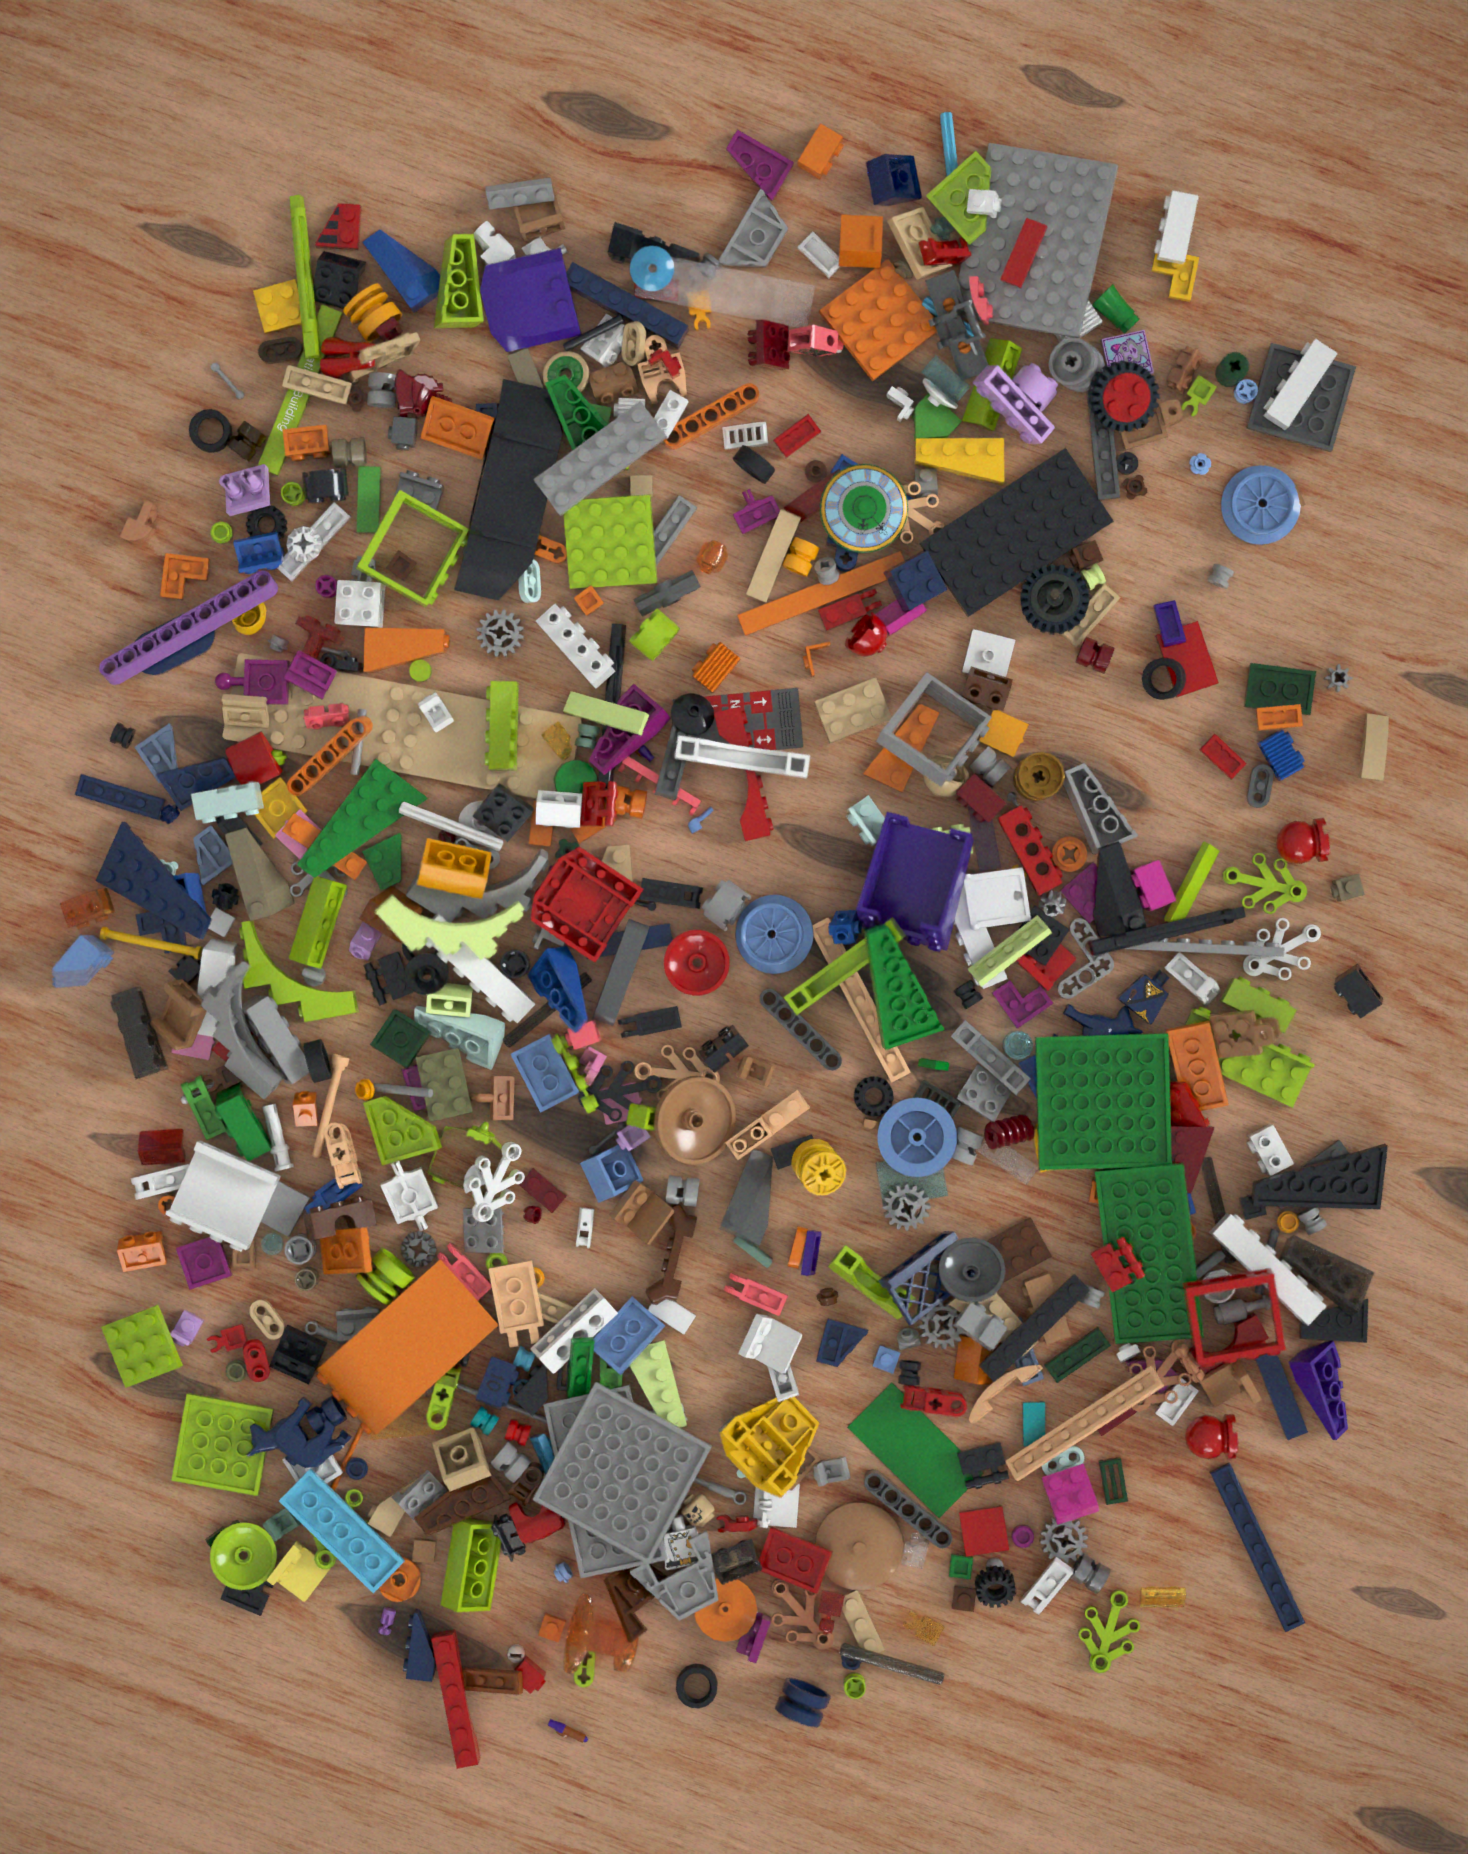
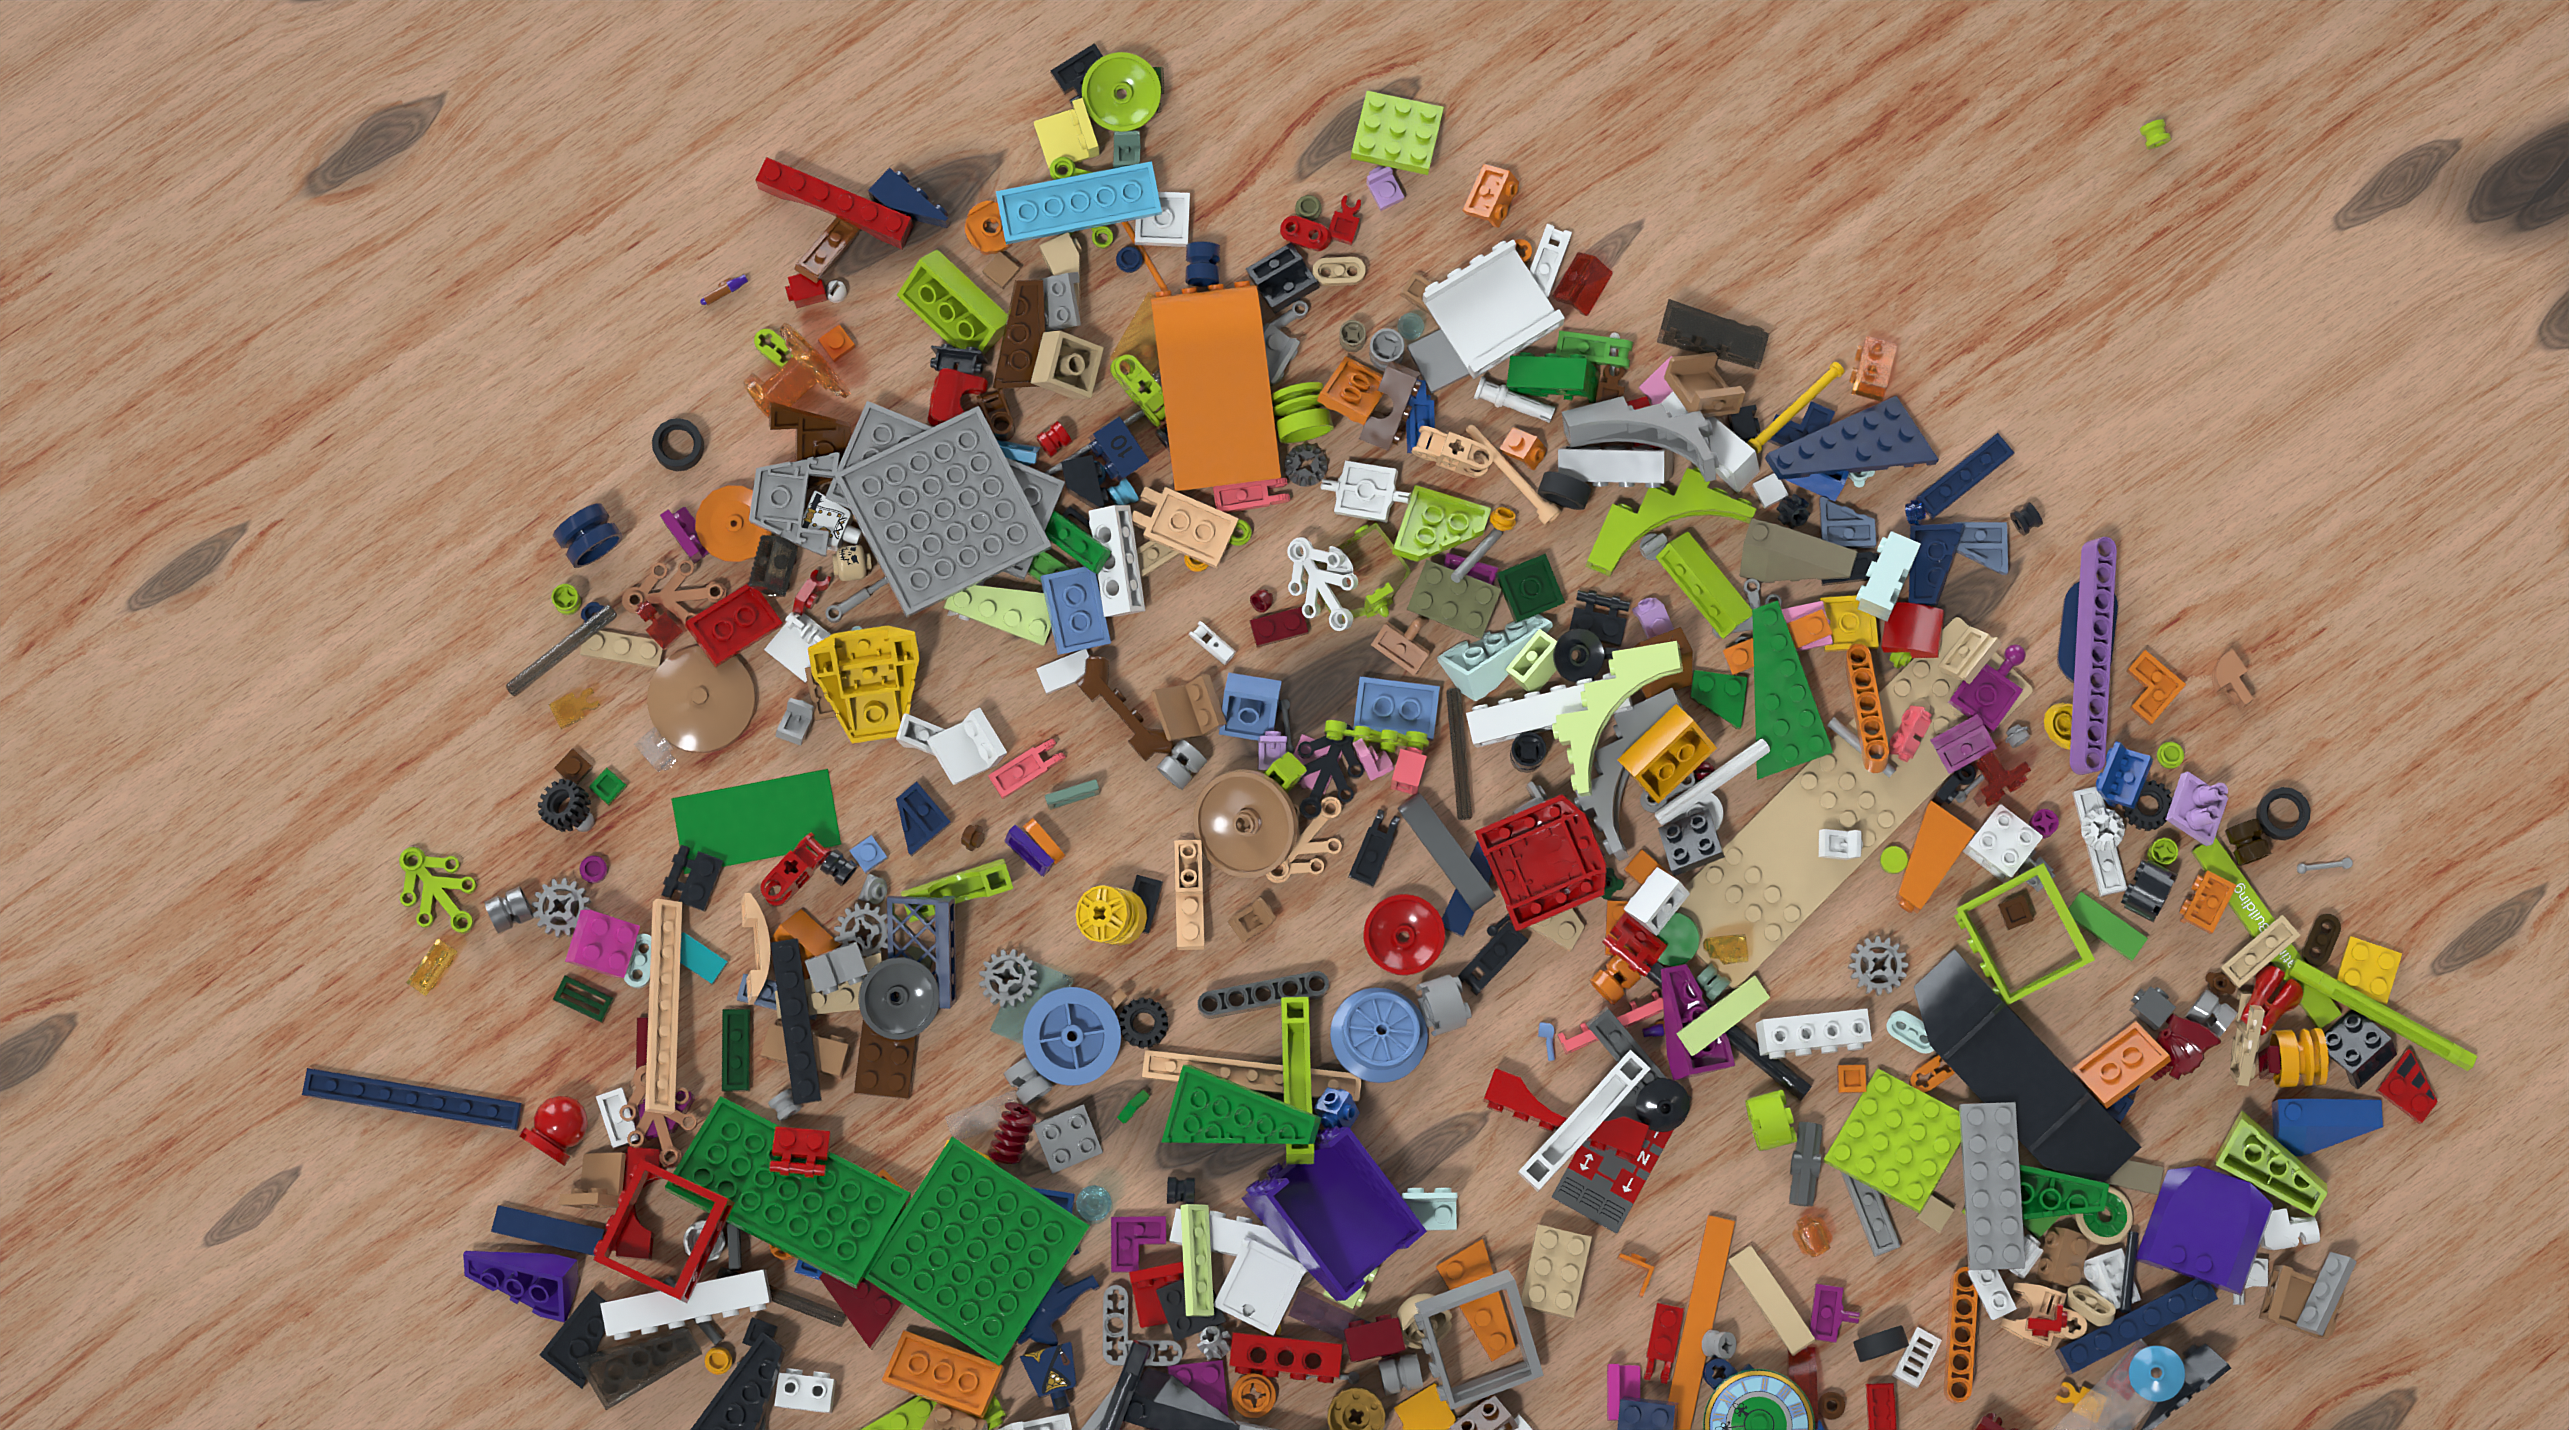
camera: 125 degrees right, 10 degrees down
(81, 962) = (1823, 327): medium blue wedge -> none
(203, 1262) = (1438, 247): magenta plate -> none
(216, 1444) = (1245, 146): lime plate -> none
(293, 1441) = (1200, 215): dark blue animal -> none
(349, 452) = (2168, 937): dark tan wheel -> none
(387, 1619) = (959, 189): medium lavender piece -> none
(424, 490) = (2076, 986): flat silver bracket -> none
(483, 1236) = (1273, 538): light grey hinge -> none
(484, 1421) = (1088, 414): teal wheel -> none
(503, 725) = (1780, 902): lime wedge -> none
(510, 1462) = (1029, 411): light grey wheel -> none
(558, 980) = (1482, 782): blue wedge -> none
(563, 1572) = (883, 390): light blue plate -> none
(715, 666) = (1695, 1161): orange brick -> none
(715, 1051) = (1299, 890): black plate -> none
(749, 1205) = (1121, 821): dark grey wedge -> none
(800, 557) = (1751, 1327): light orange wheel -> none
(868, 636) = (1621, 1341): red cylinder -> none
(912, 1518) = (690, 769): dark grey beam -> none
(956, 1104) = (1098, 1093): pearl dark grey slope -> none
(984, 1530) = (626, 834): red tile -> none
(990, 1057) = (1100, 1169): light grey slope -> none
(1047, 1585) = (527, 859): white plate -> none
(1127, 1352) = (703, 1102): white plate -> none
(1184, 1107) = (912, 1332): red wing -> none
(1189, 1362) = (650, 1154): nougat axle -> none
(1237, 1310) = (666, 1243): light grey piece -> none
(1312, 1220) = (697, 1382): light grey wheel -> none

